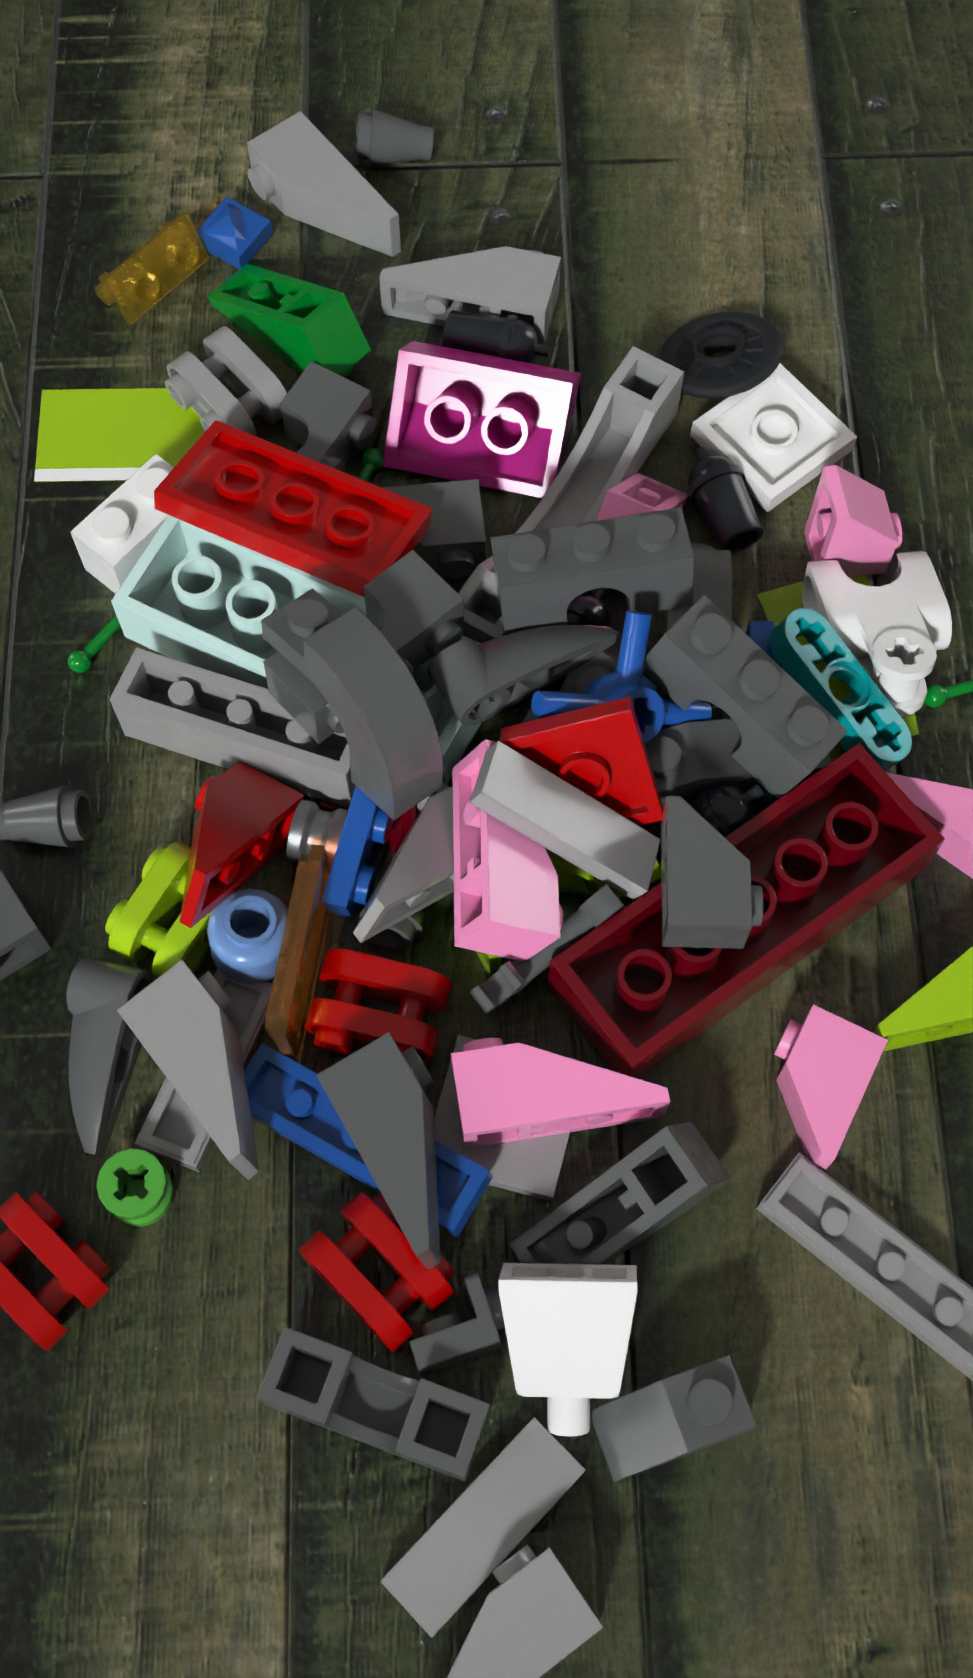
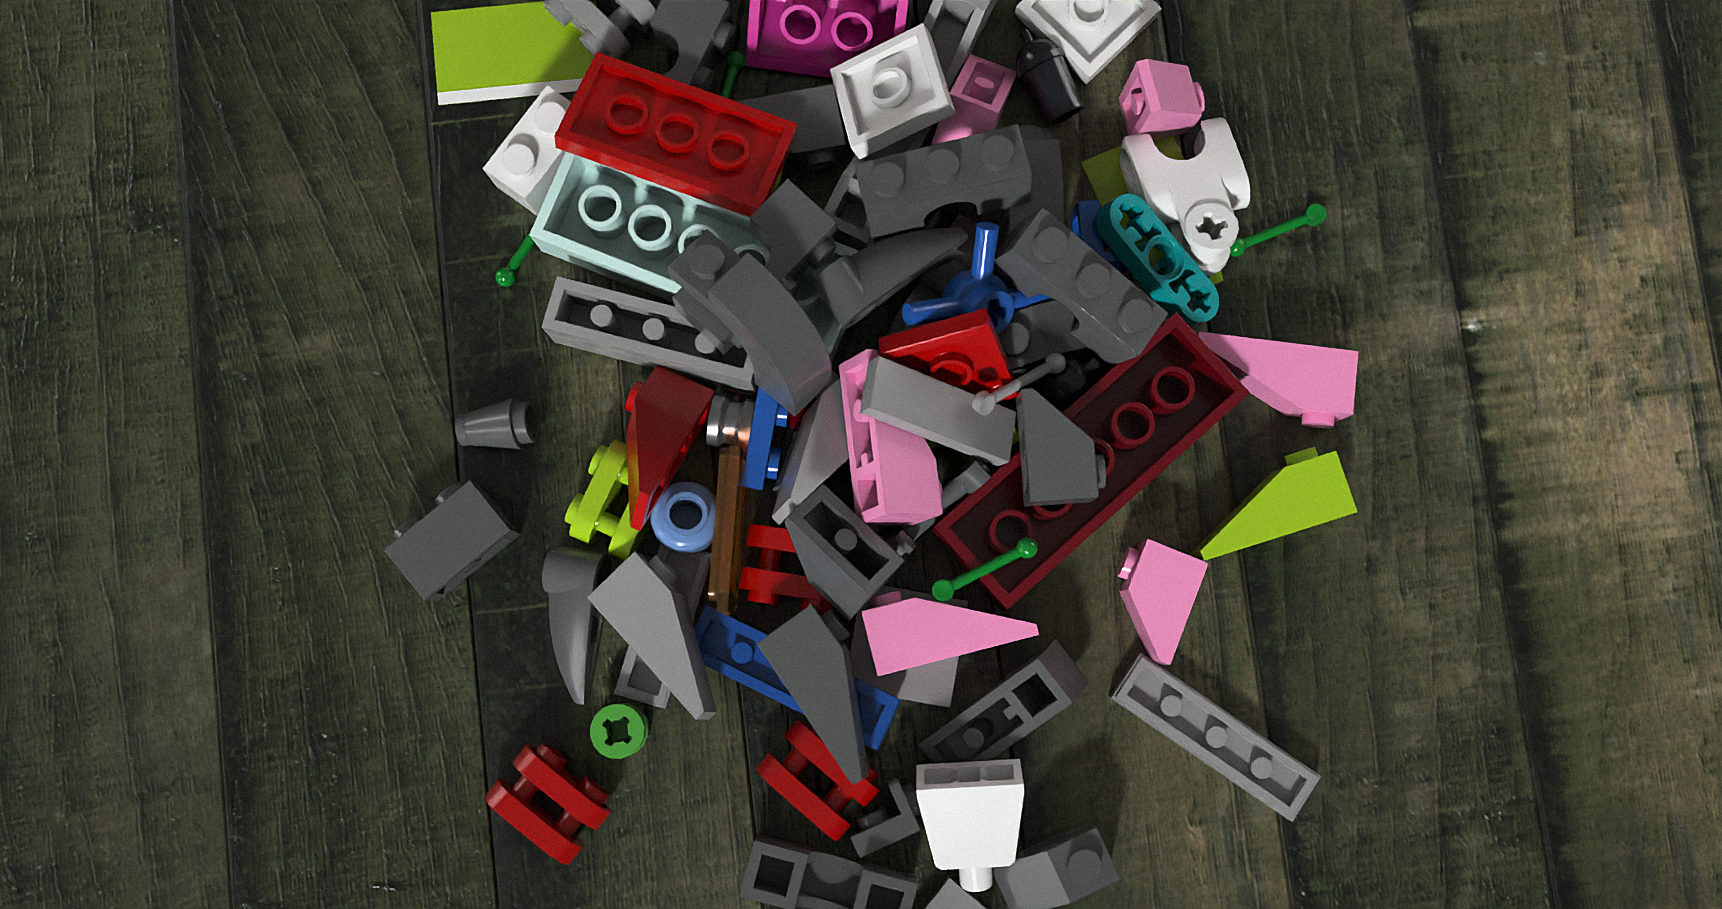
camera: 10 degrees left, 15 degrees up
(432, 976) = (840, 552): none -> dark grey slope
(545, 484) = (891, 91): none -> white plate
(555, 1035) = (944, 589): none -> green hinge
(623, 813) = (985, 402): none -> light grey hinge

